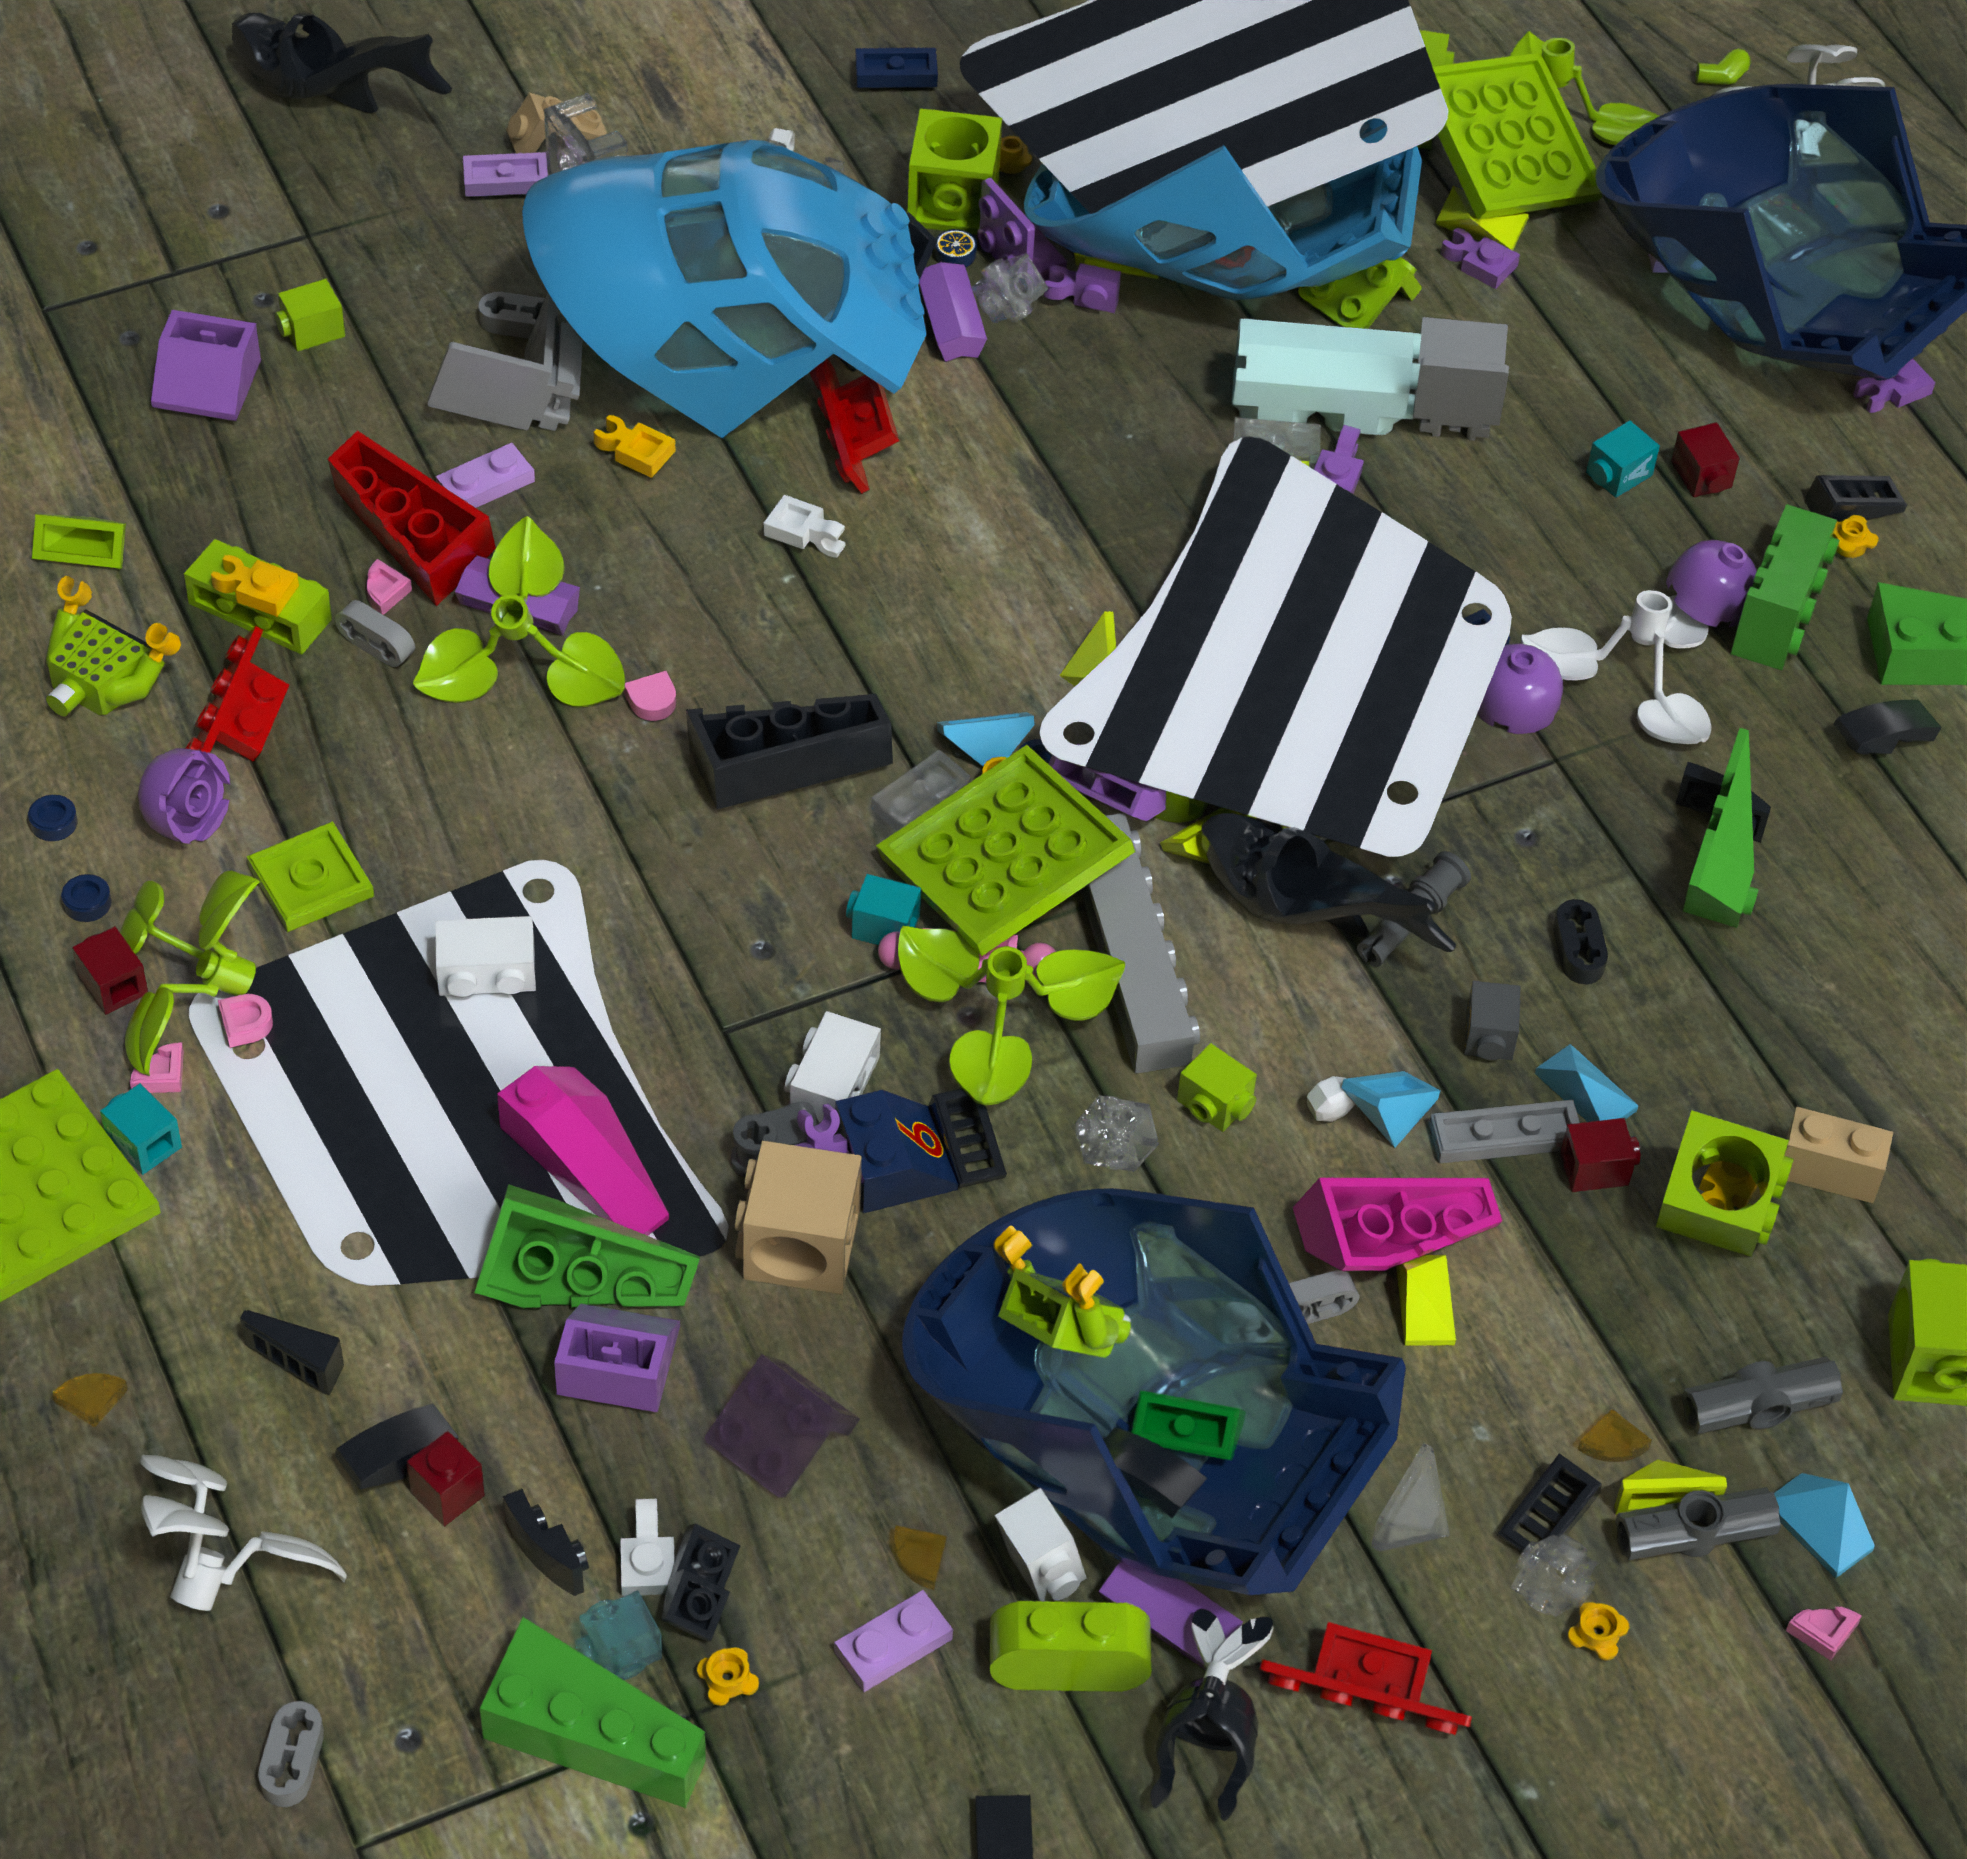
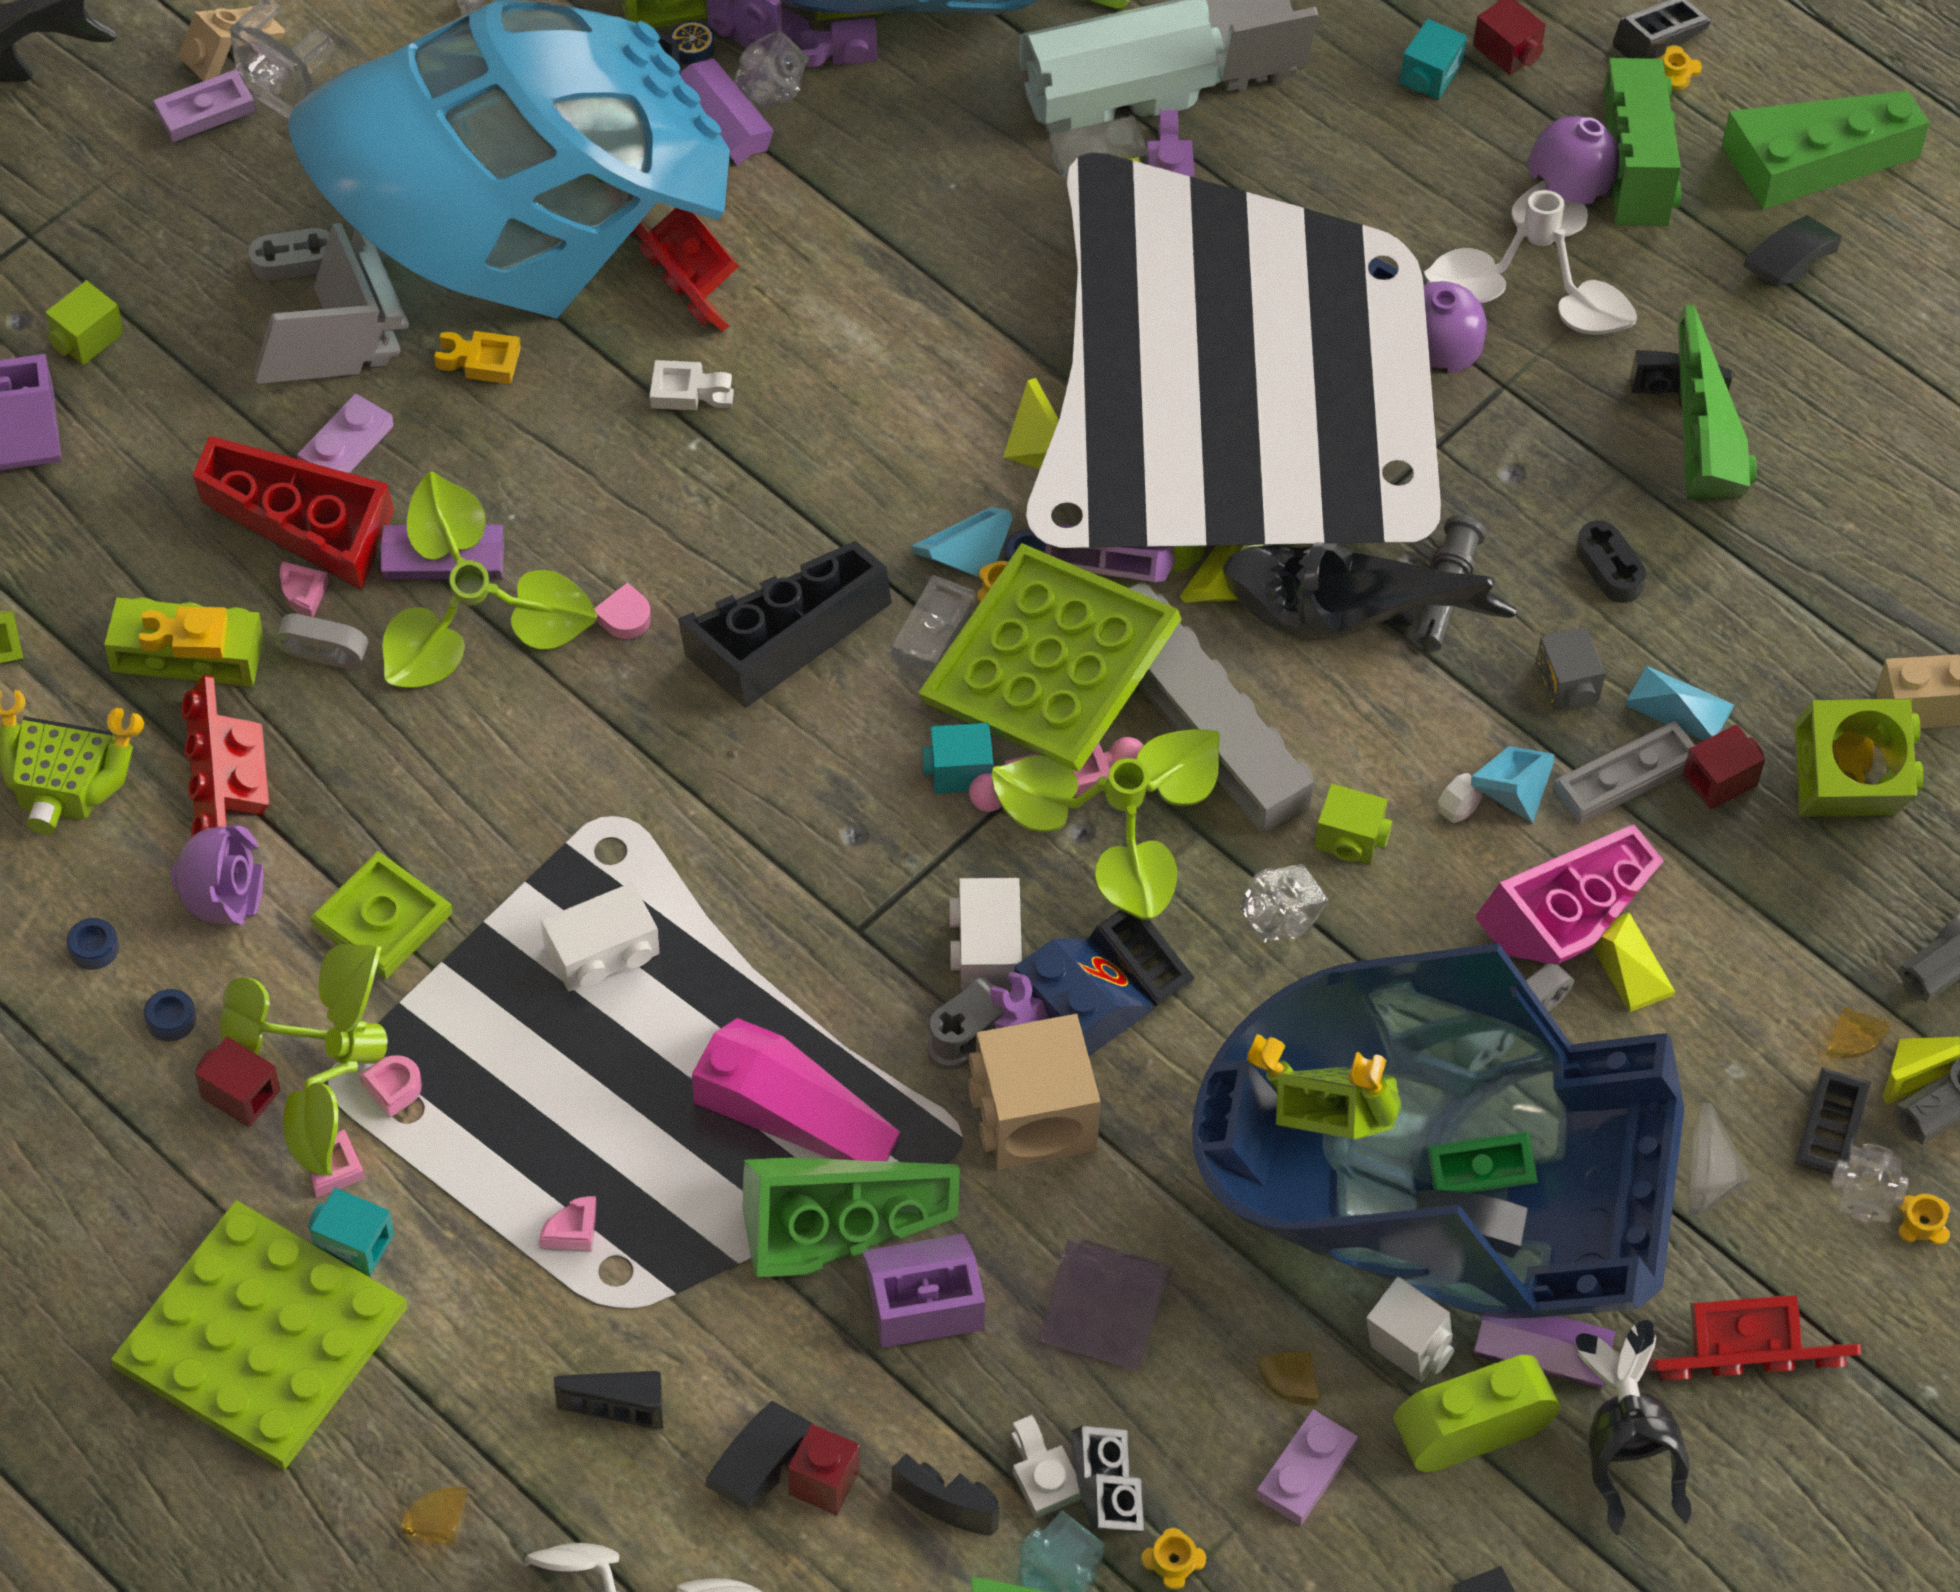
camera: 20 degrees left, 5 degrees up
(336, 1193) = (571, 1226): none -> bright pink tile

